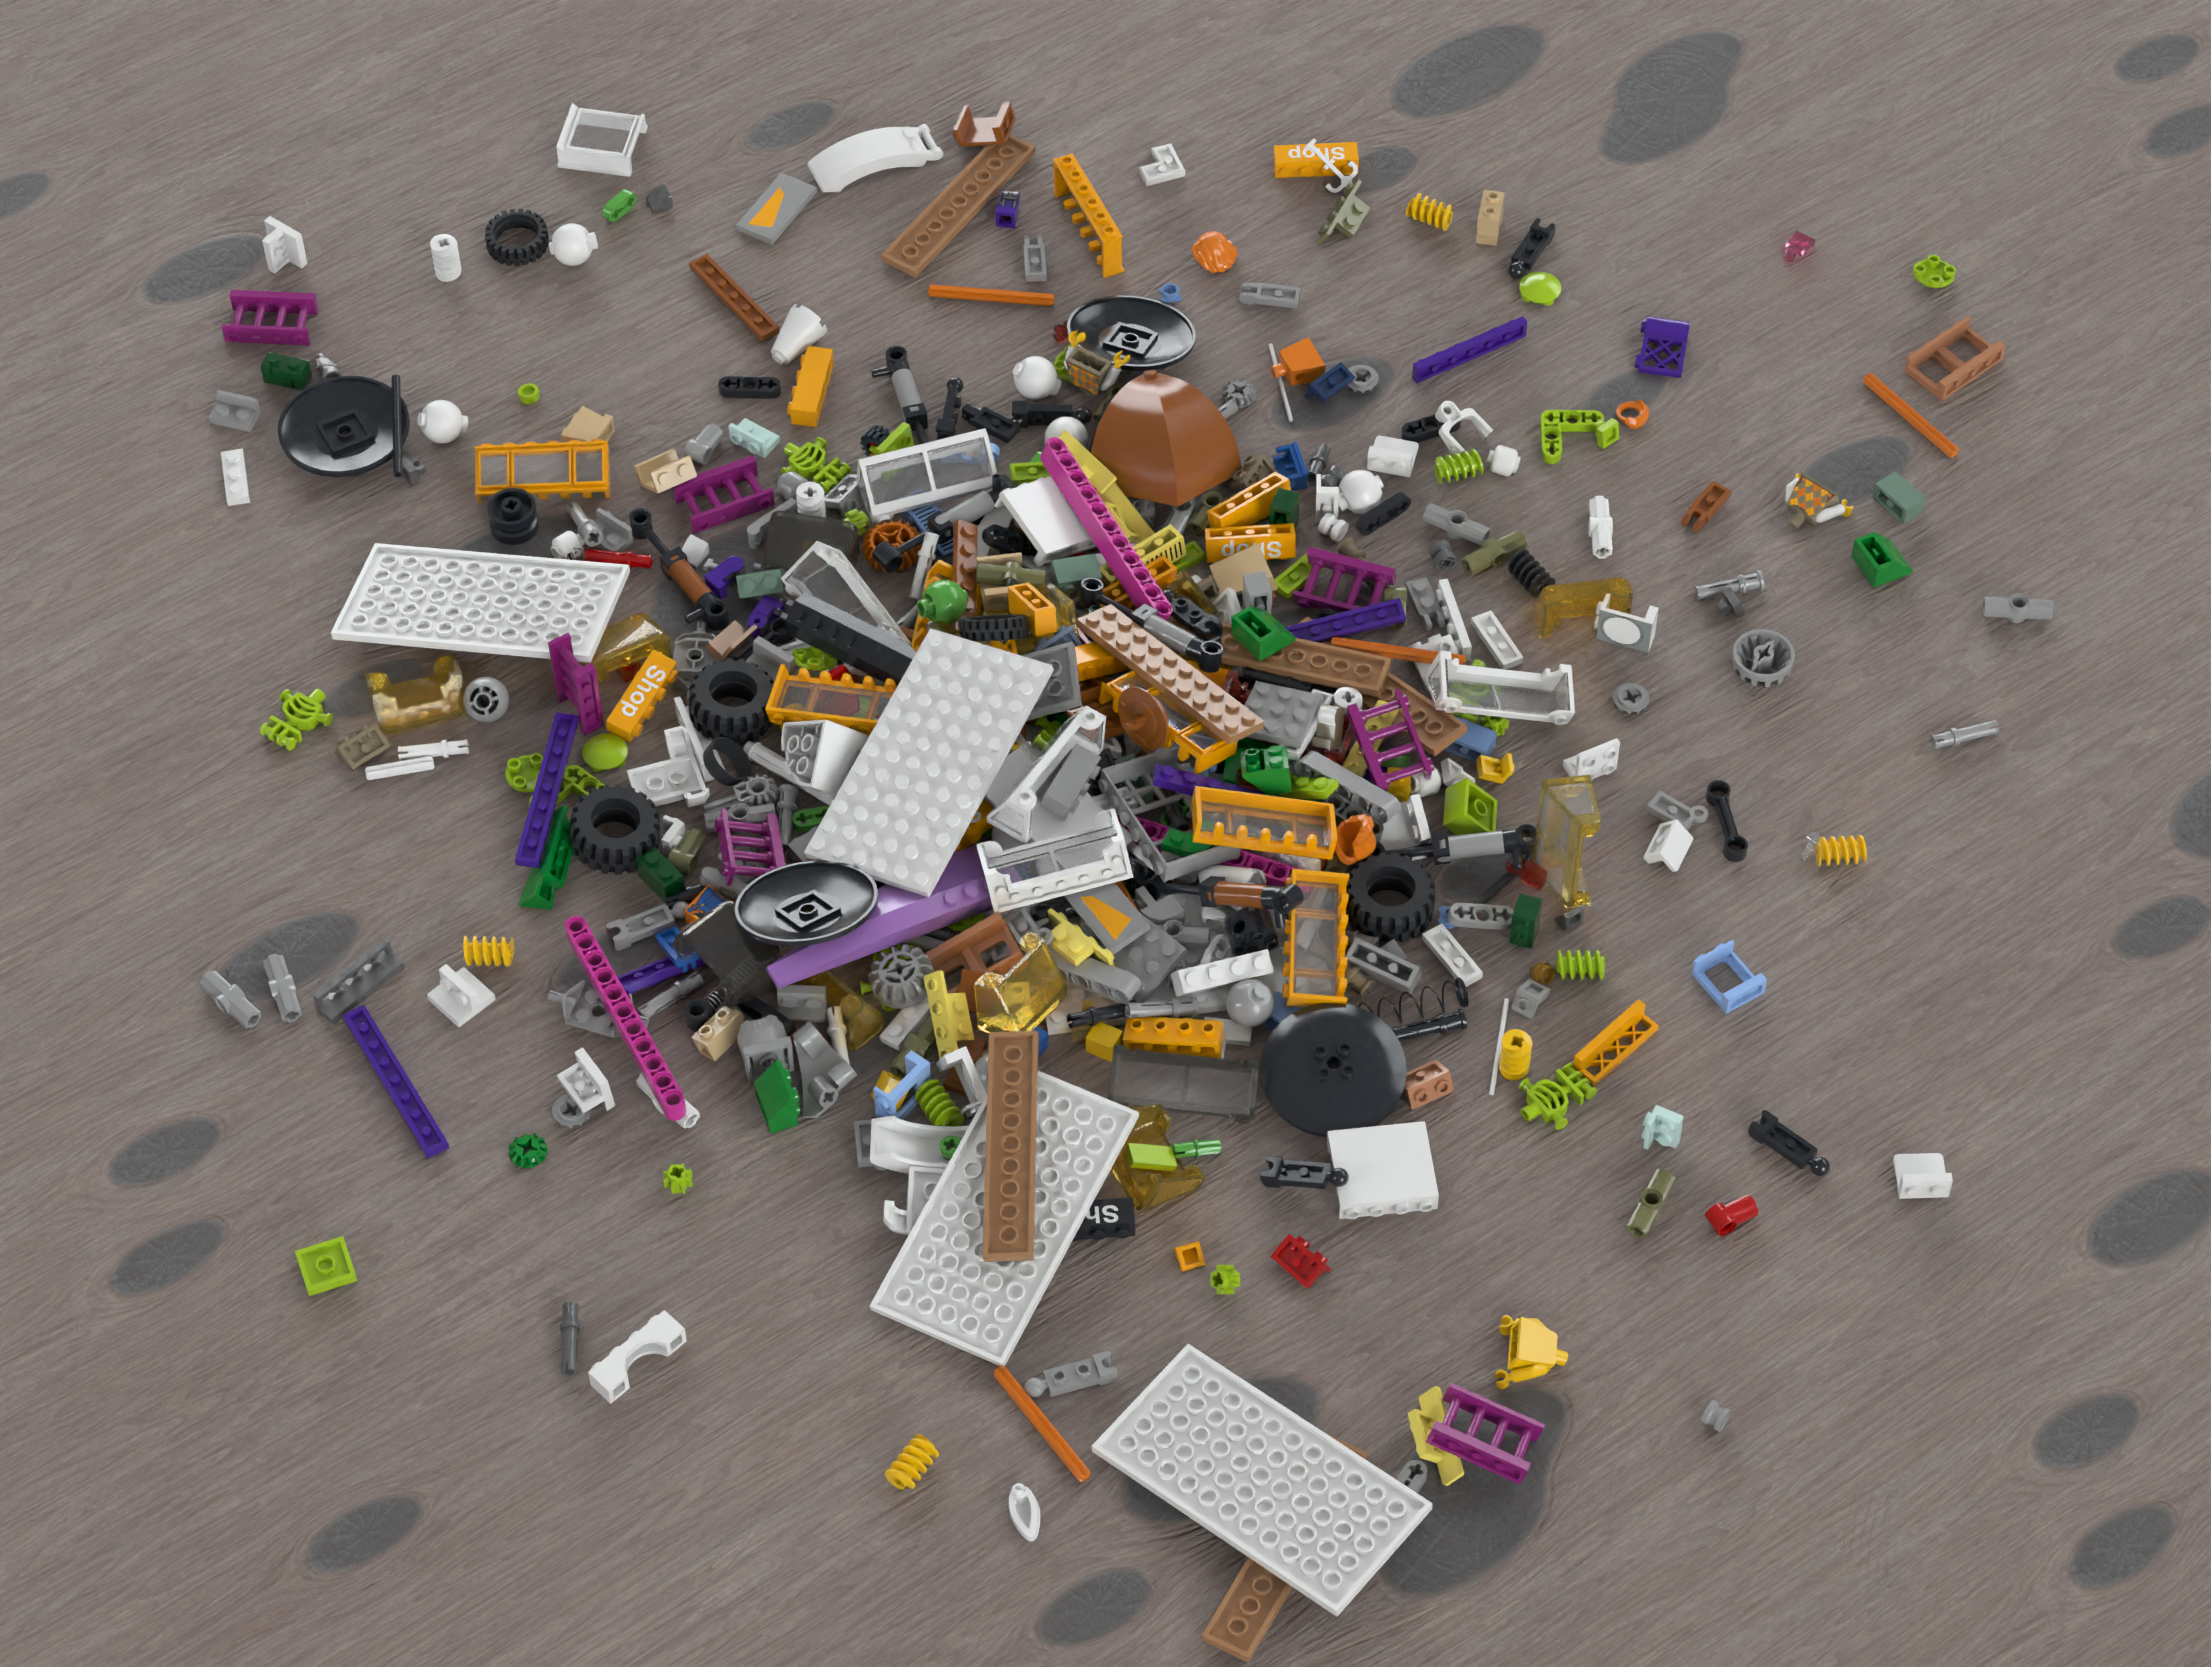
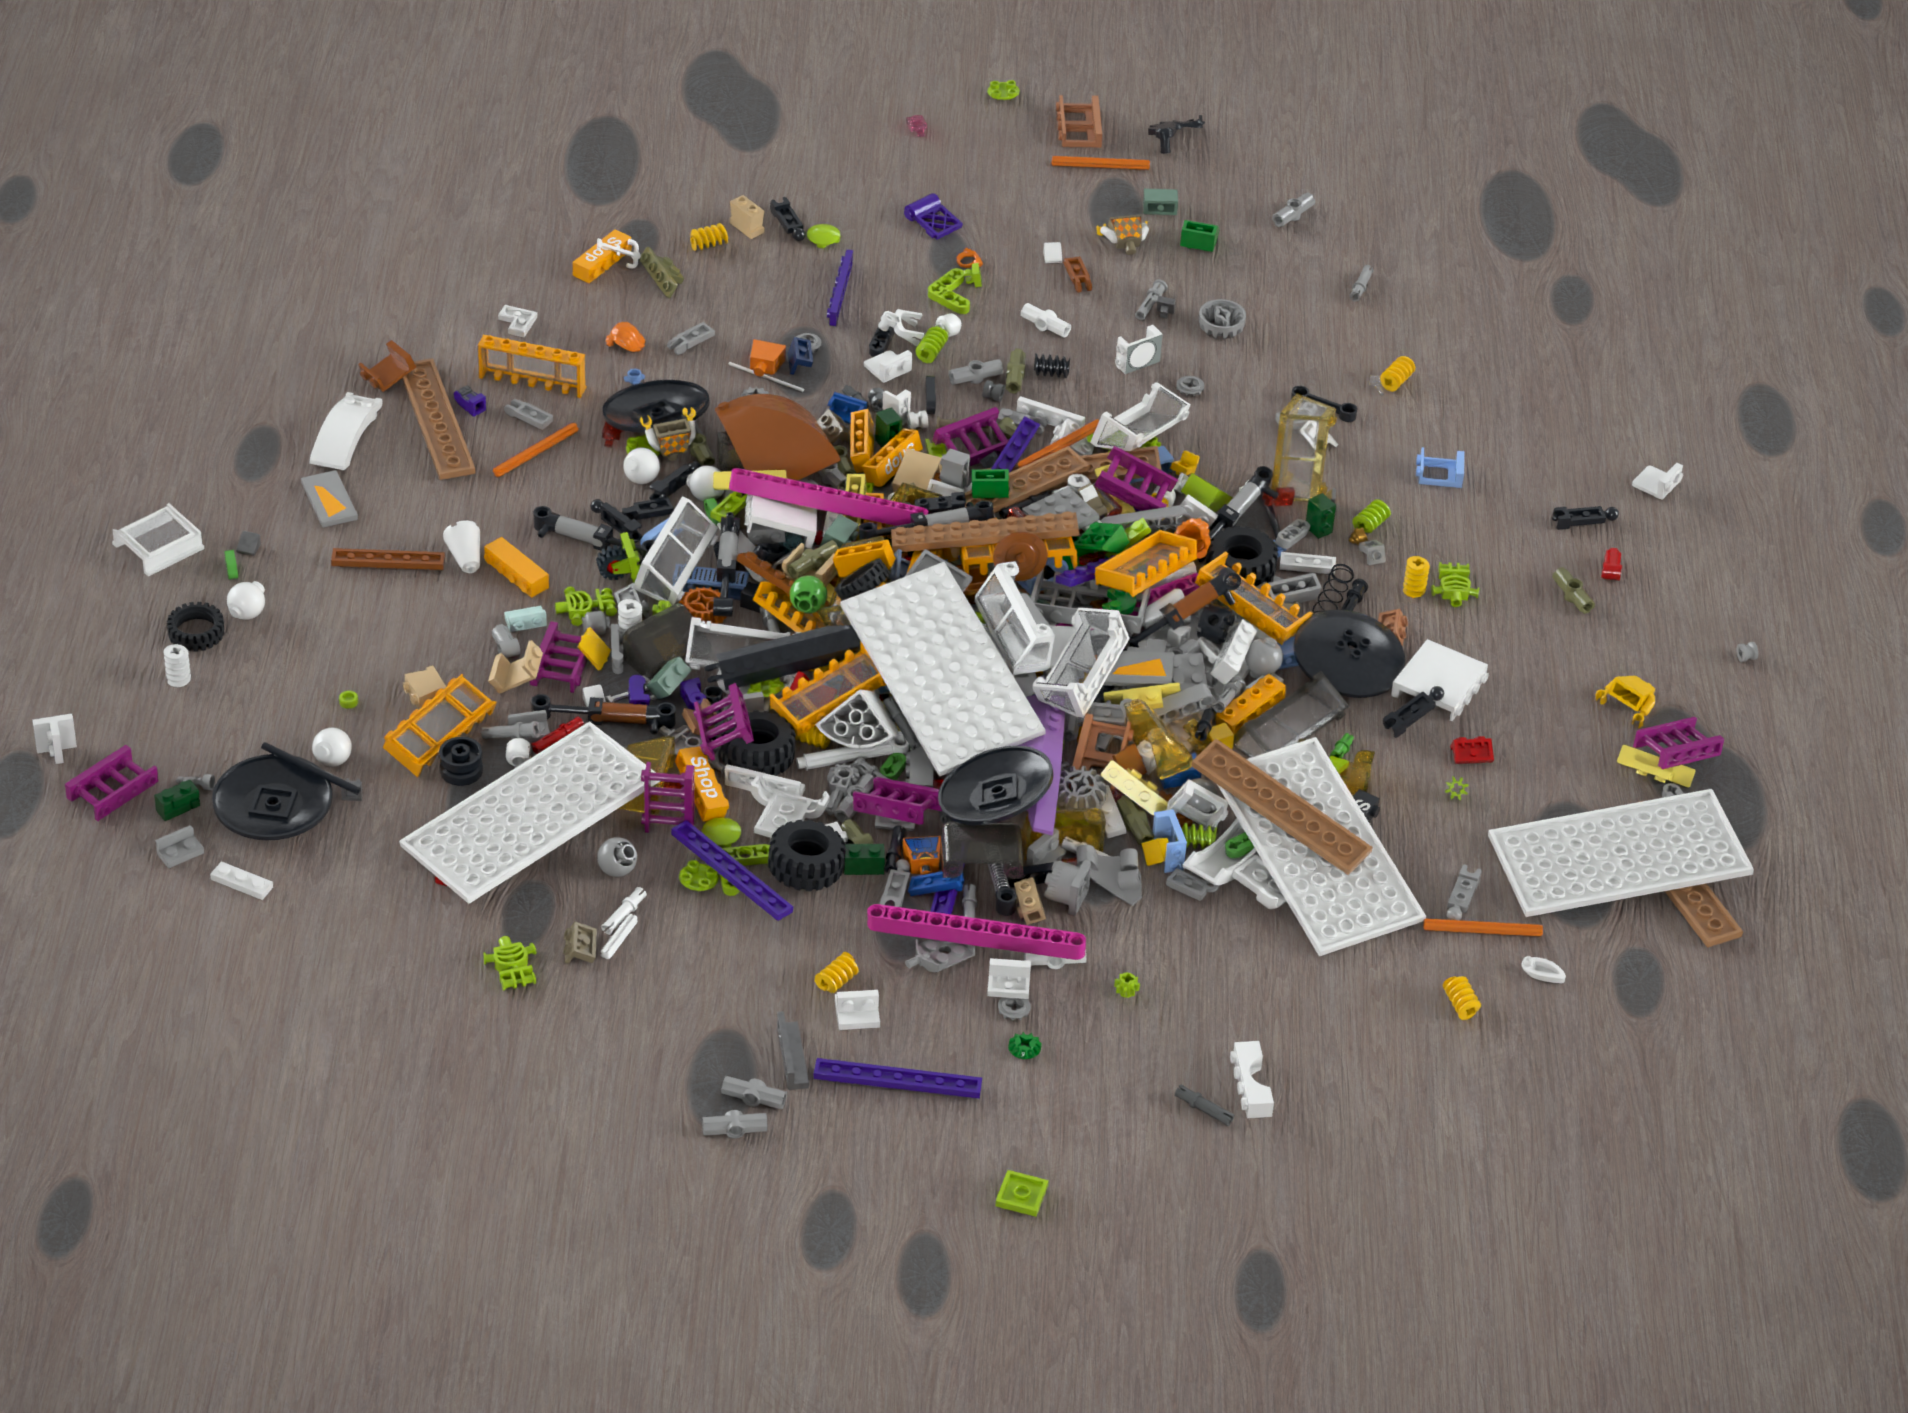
camera: 55 degrees left, 10 degrees down
(418, 700) = (572, 890): clear yellow windscreen -> none
(553, 866) = (801, 919): green wedge -> none
(713, 878) = (914, 830): light grey hinge -> none
(715, 656) = (739, 719): none -> magenta fence
(734, 753) = (806, 775): black tyre -> none
(749, 505) = (594, 648): none -> yellow piece
(756, 393) = (467, 603): black beam -> none
(777, 1098) = (1114, 901): green slope -> none
(926, 556) = (745, 599): white pin -> none
(1189, 1256) = (1418, 796): light orange slope -> none
(1359, 491) = (909, 383): white brick -> none
(1497, 640) = (1084, 408): white plate -> none
(1498, 1049) = (1392, 585): white piece -> none
(1579, 600) = (1089, 372): clear yellow windscreen -> none
(1594, 761) = (1222, 427): white bracket -> none
(1609, 1036) = (1438, 542): light orange fence -> none
(1663, 1127) = (1529, 551): light aqua bracket -> none
(1716, 468) = (1052, 252): none -> white slope
(2023, 429) = (1166, 130): none -> black animal

